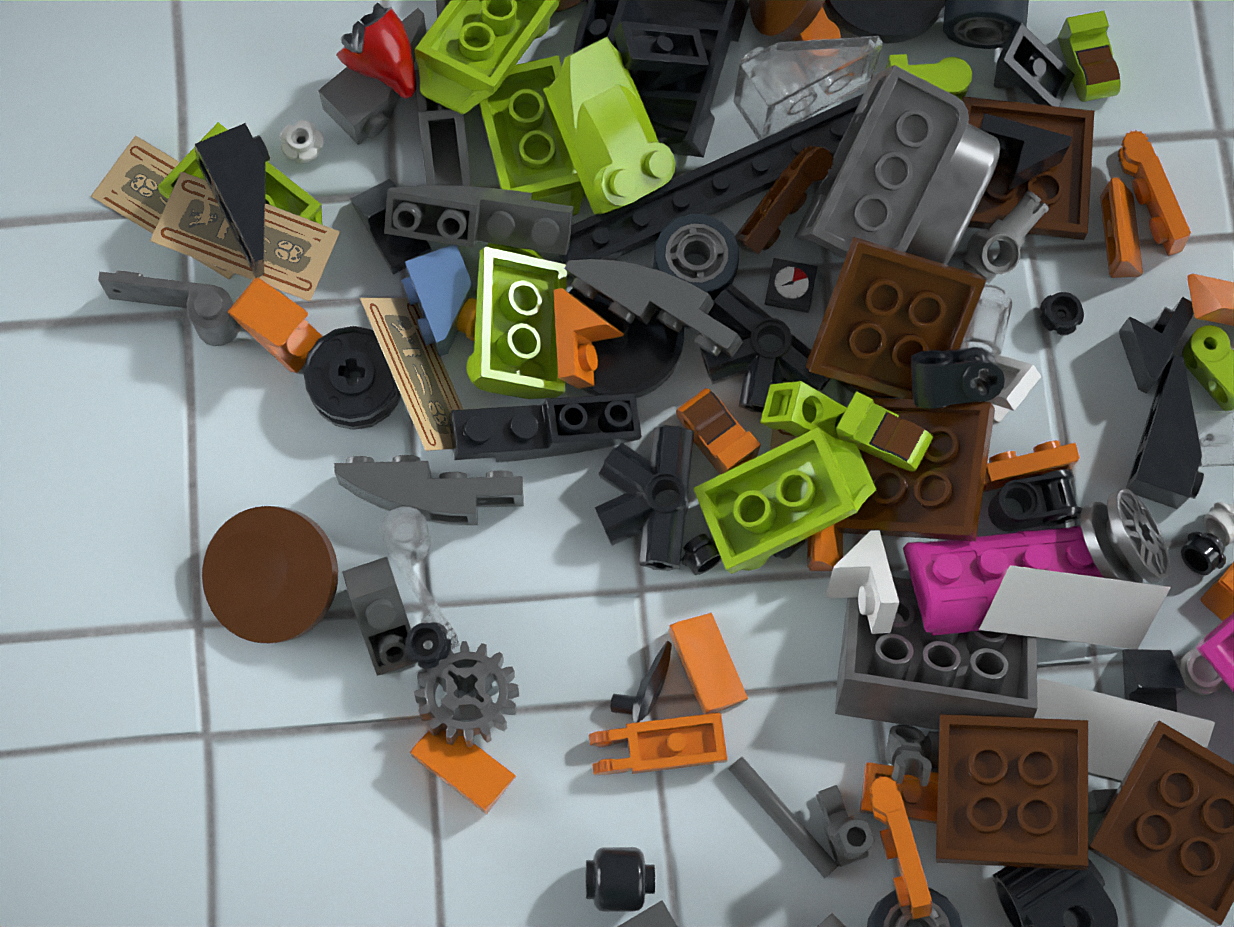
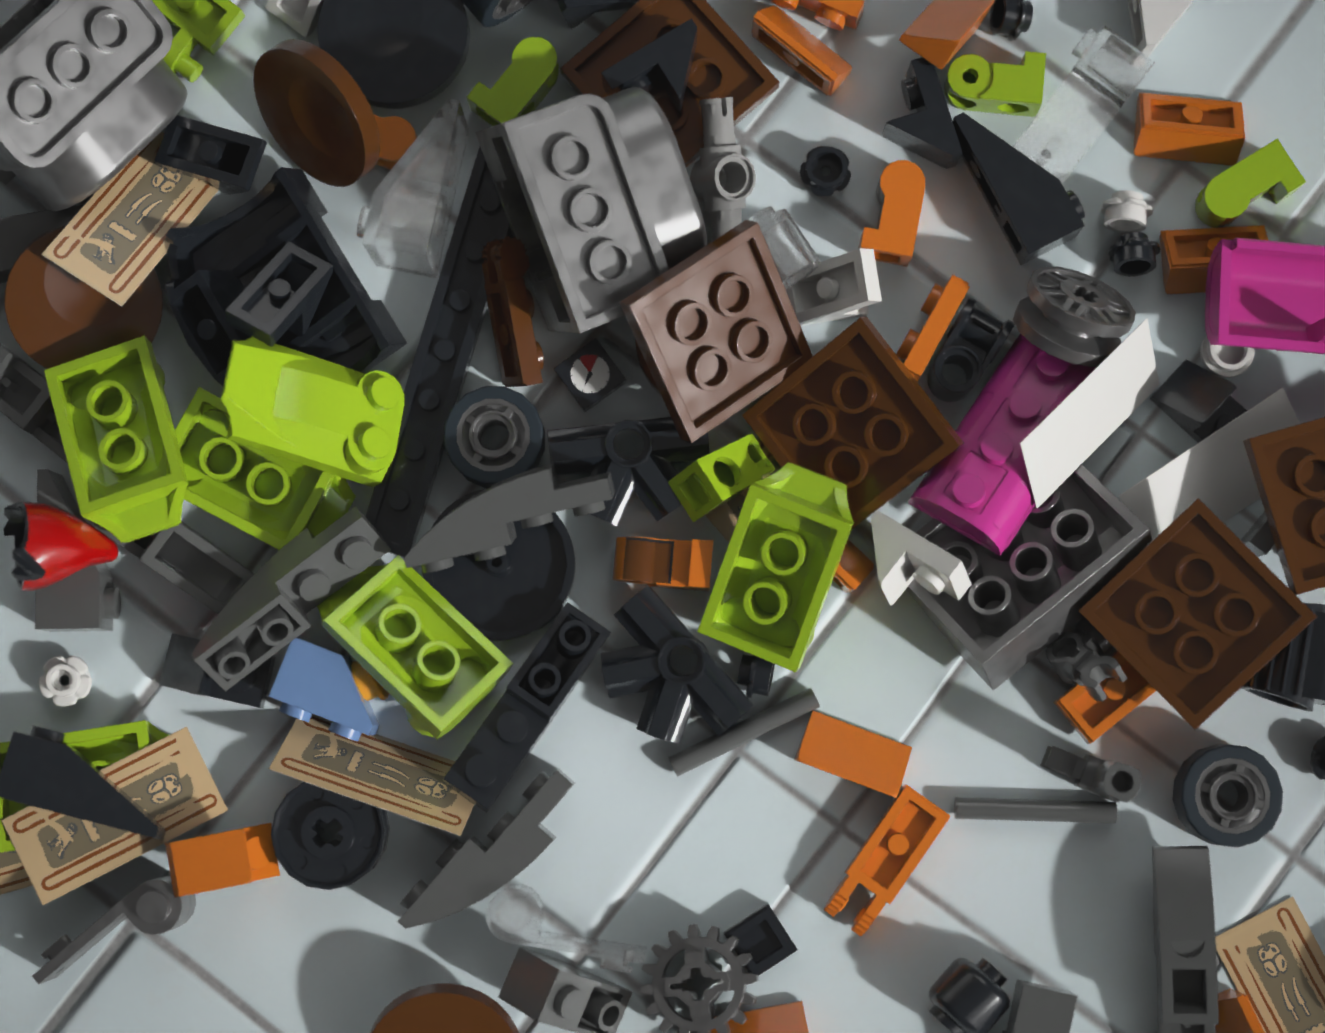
camera: 40 degrees left, 10 degrees up
(419, 636) = (631, 998): black plate -> none
(533, 715) = (763, 938): none -> black tile
(575, 331) = (465, 602): orange slope -> none
(649, 689) = (832, 825): black bar -> none
(656, 581) = (744, 732): none -> dark grey bar
(883, 433) = (803, 431): lime leg -> none
(900, 844) = (1154, 746): orange hinge -> none
(950, 376) = (805, 327): black piece -> none
(1077, 382) = (901, 199): none -> orange leg

